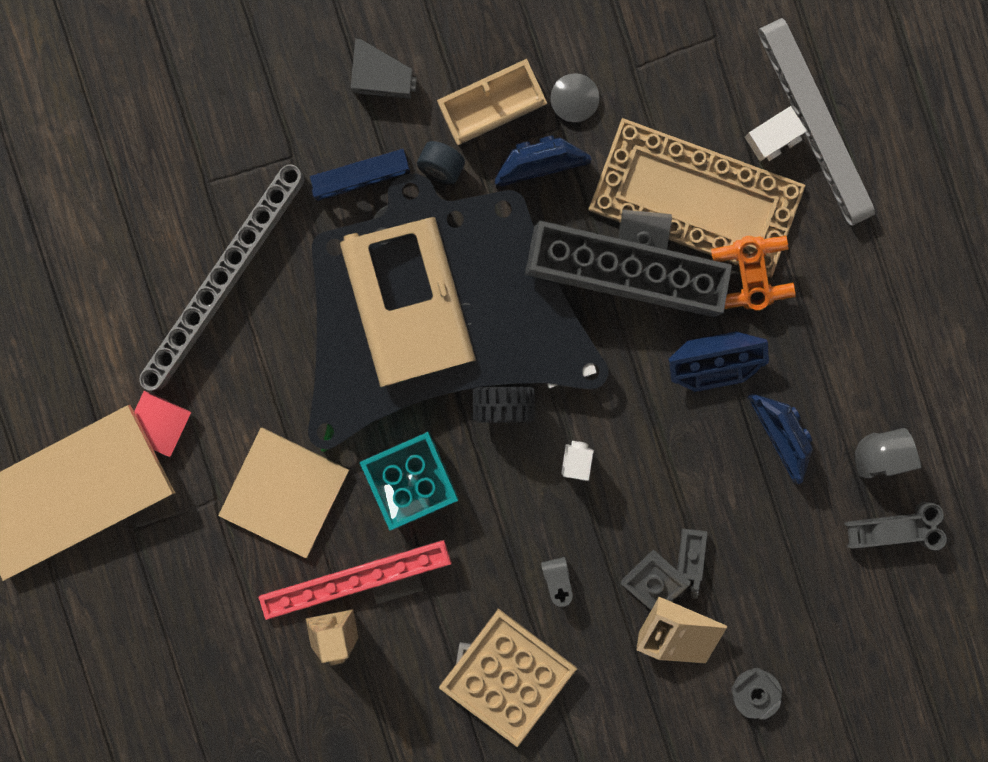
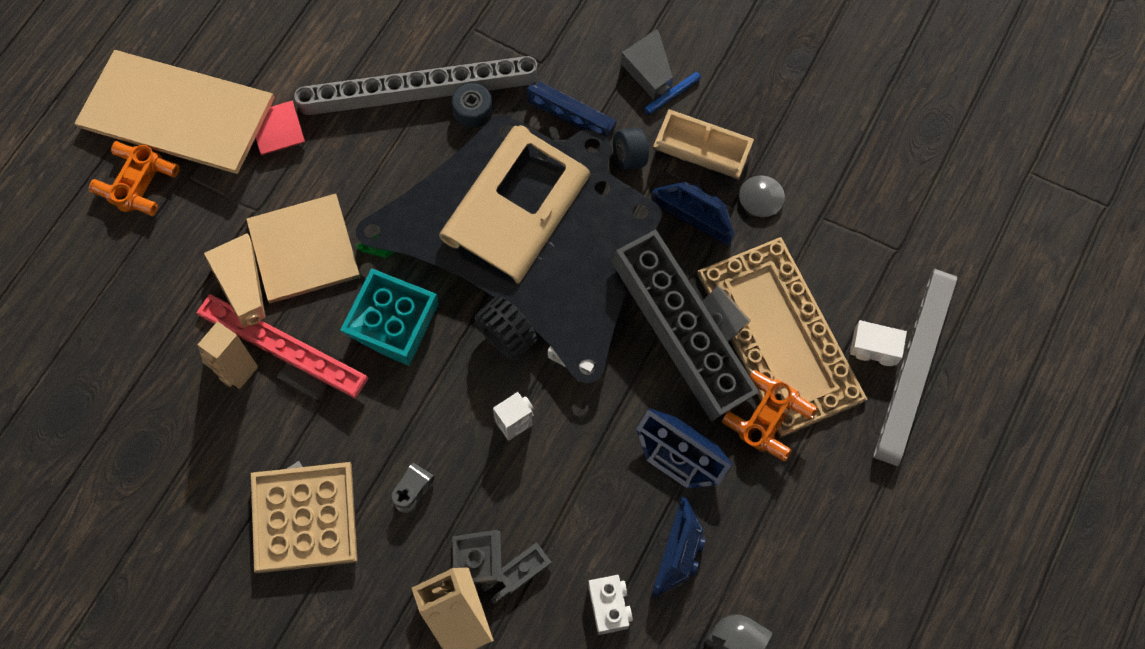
camera: 40 degrees right, 20 degrees down
(99, 573) = (134, 178): none -> orange piece
(265, 565) = (238, 276): none -> tan slope
(289, 256) = (472, 105): none -> black wheel
(420, 74) = (673, 93): none -> blue bar
(774, 519) = (609, 604): none -> white brick

